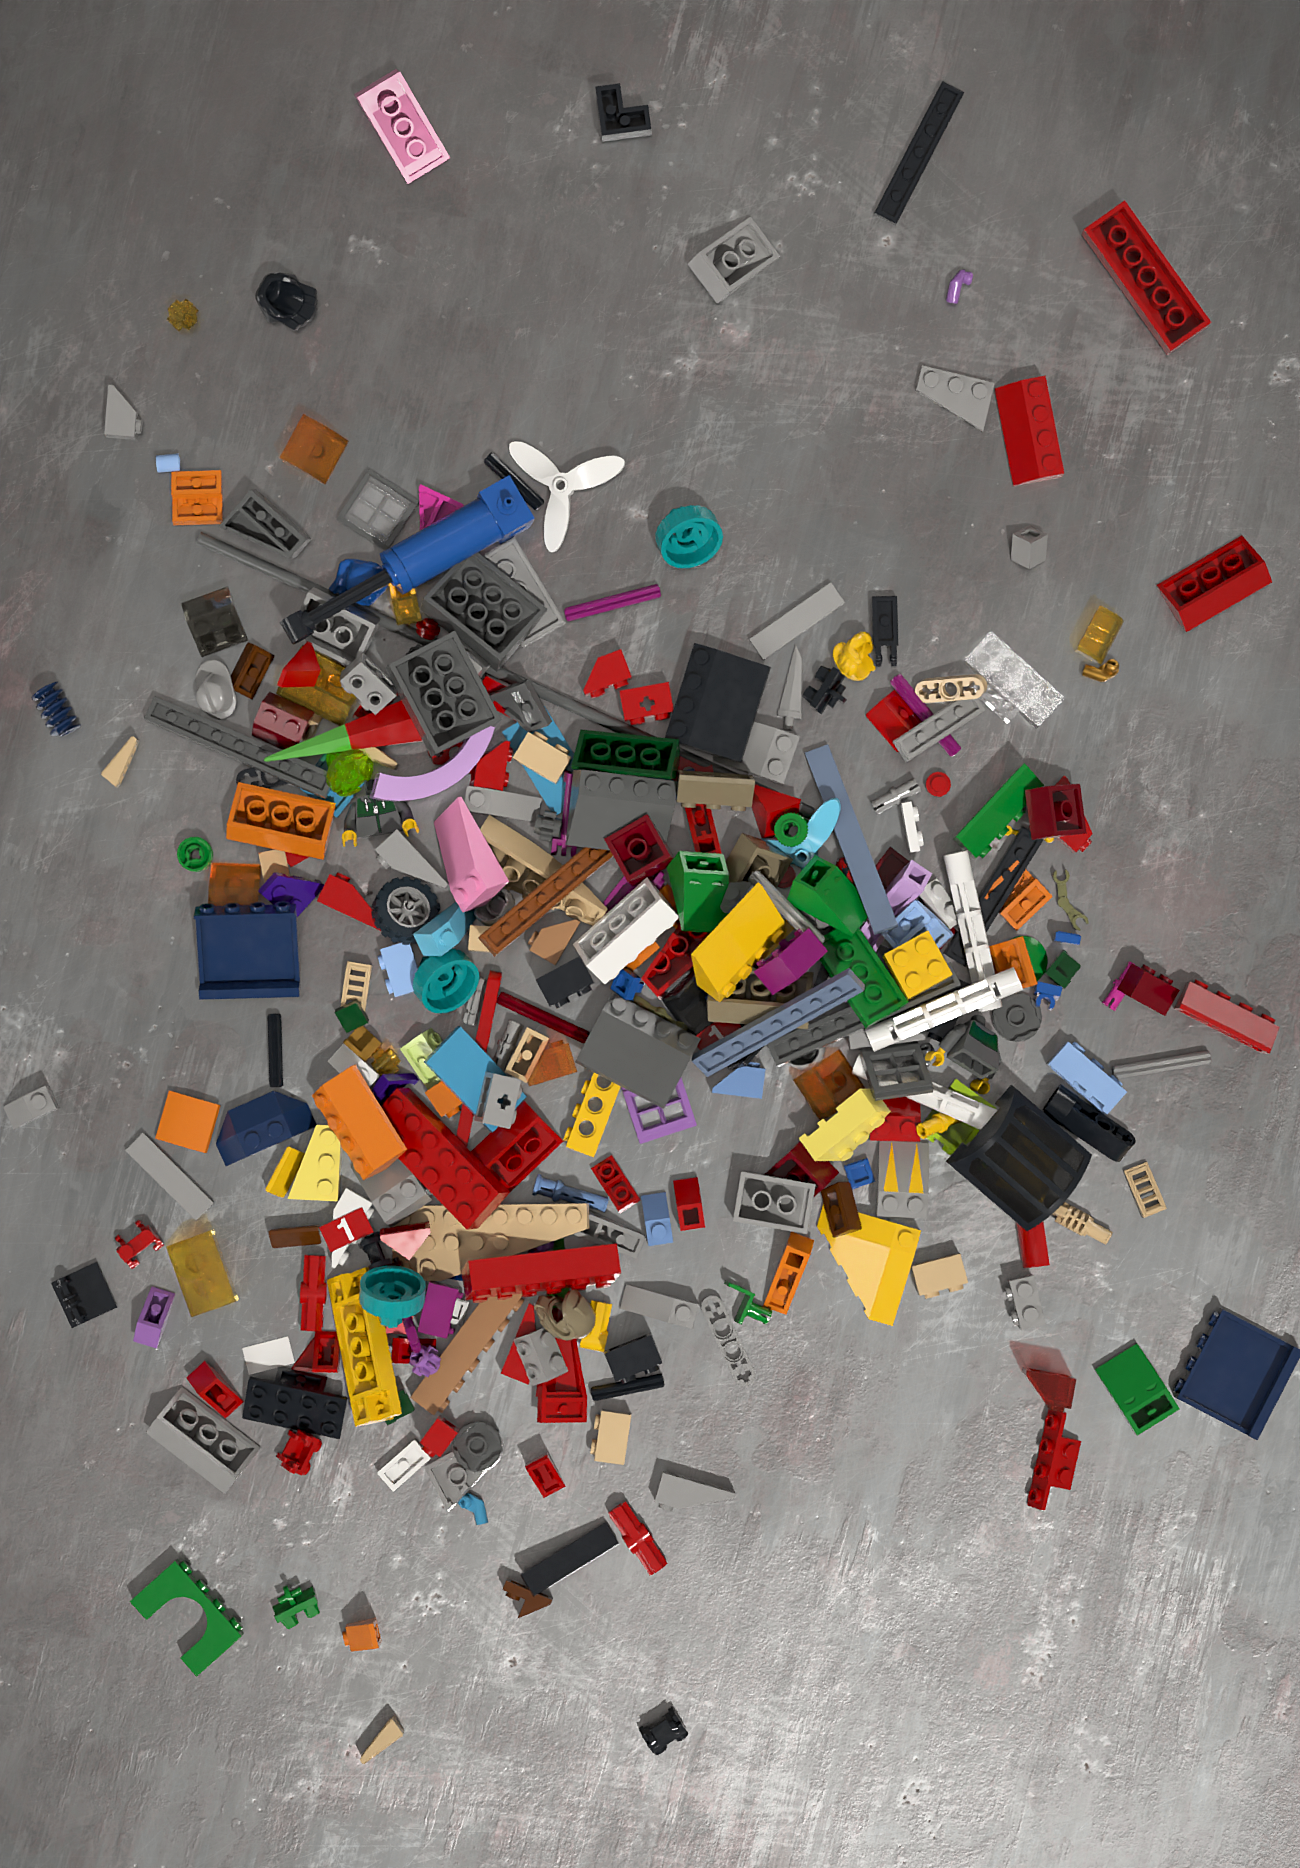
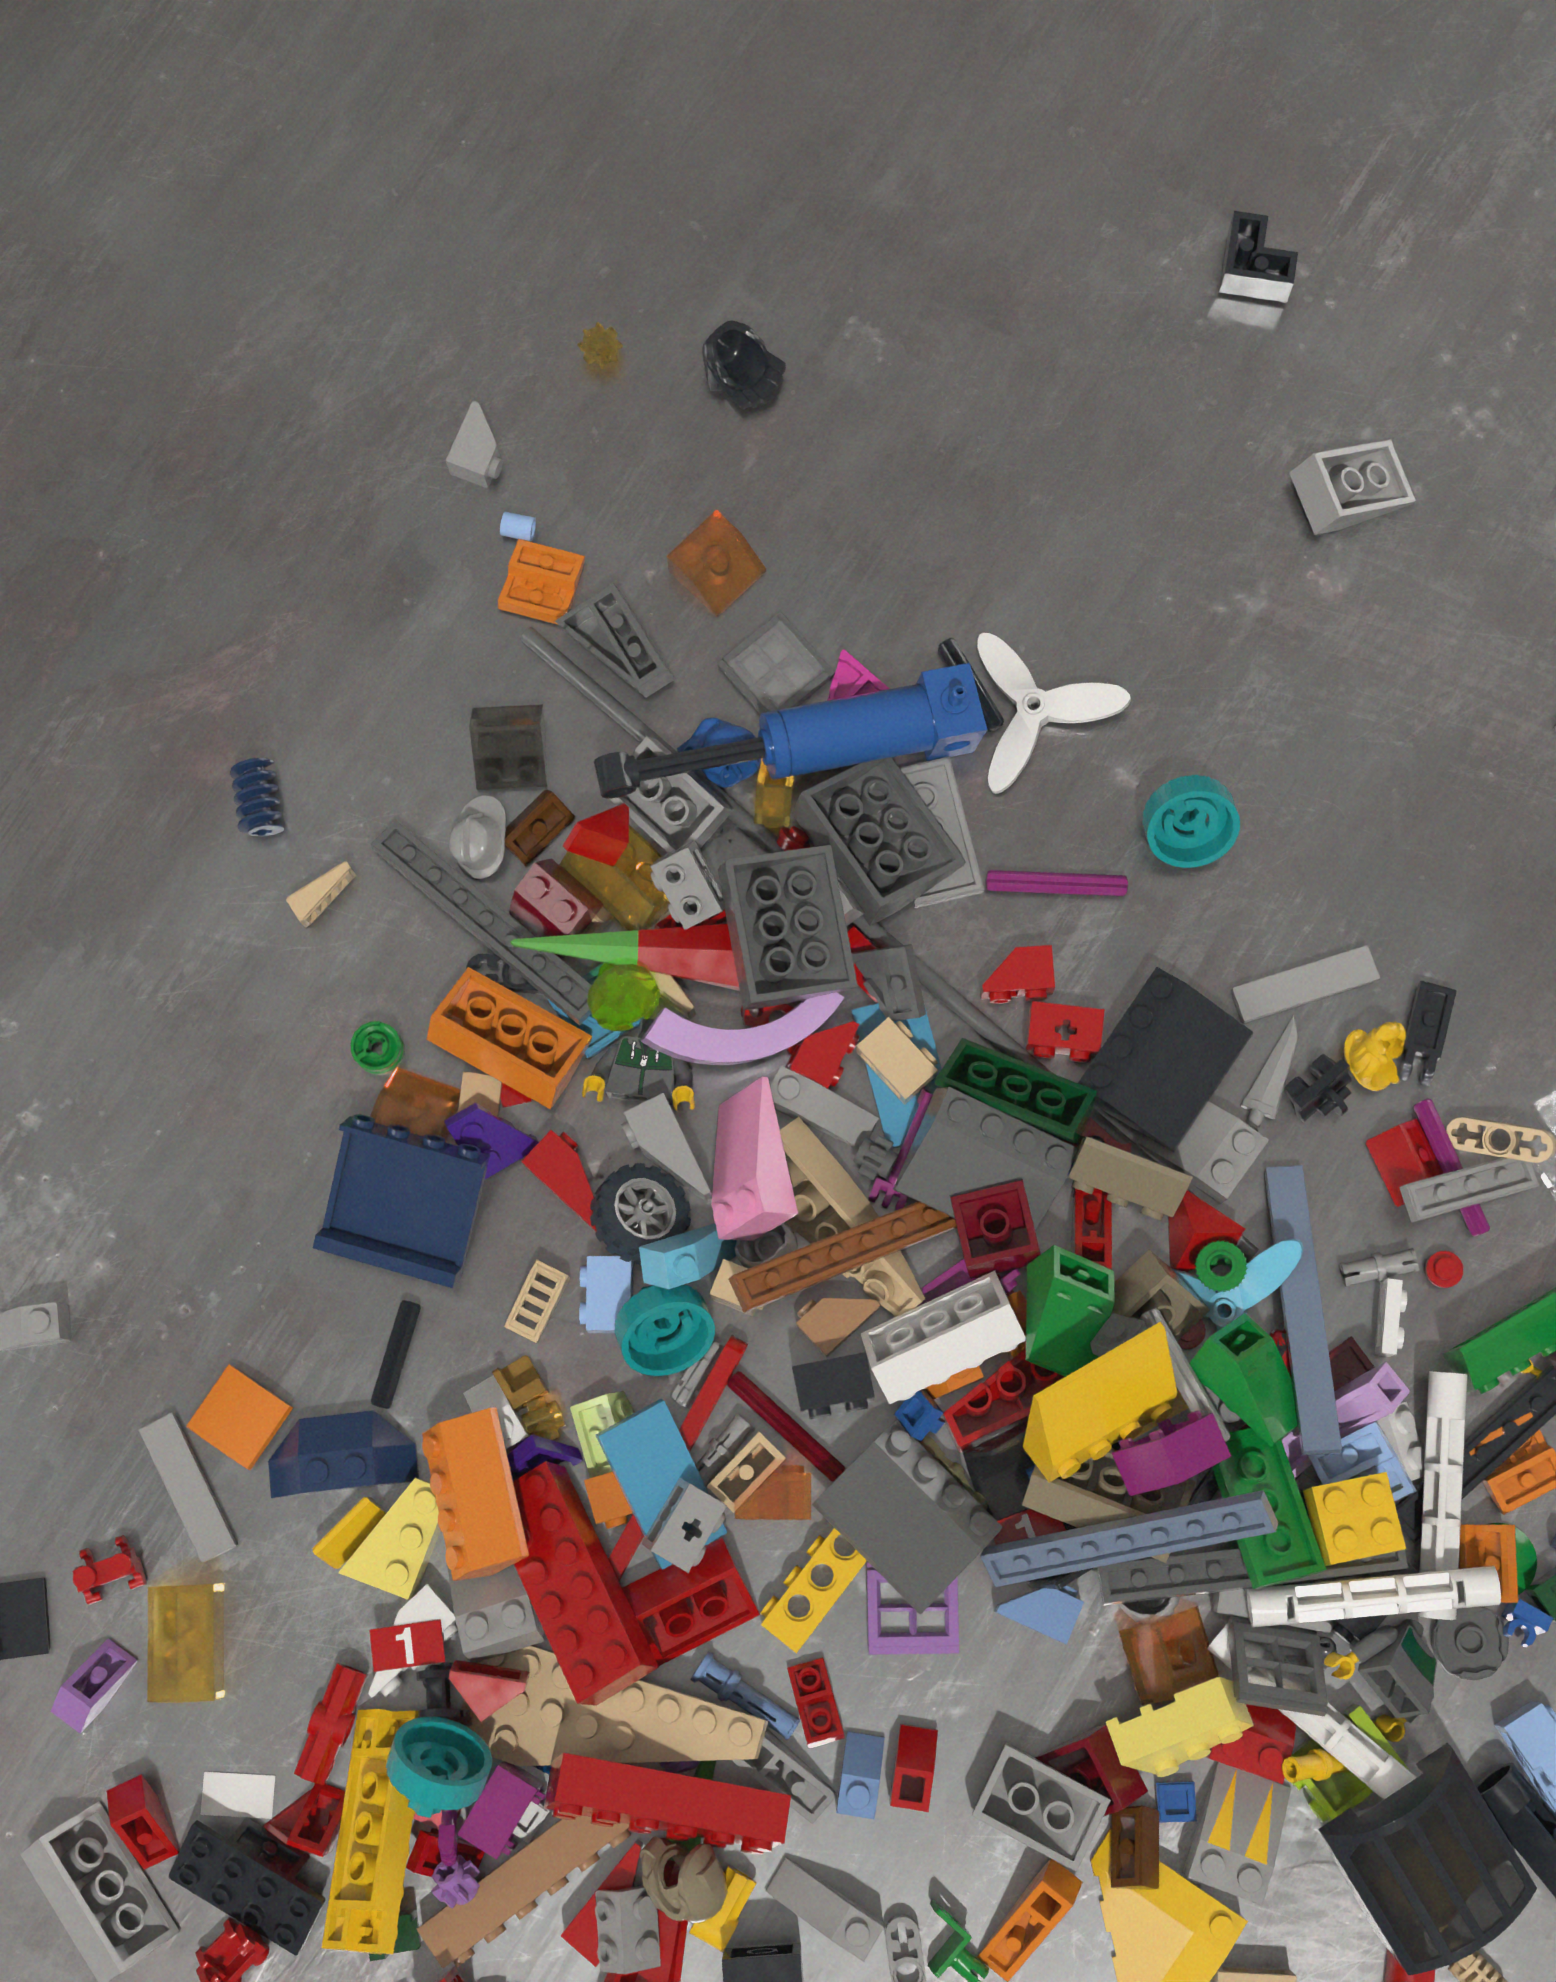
camera: 25 degrees right, 10 degrees down
(295, 1236) = (333, 1631): reddish brown slope -> none
(351, 1016) = (517, 1339): dark green tile -> none
(402, 125) = (962, 195): bright pink slope -> none

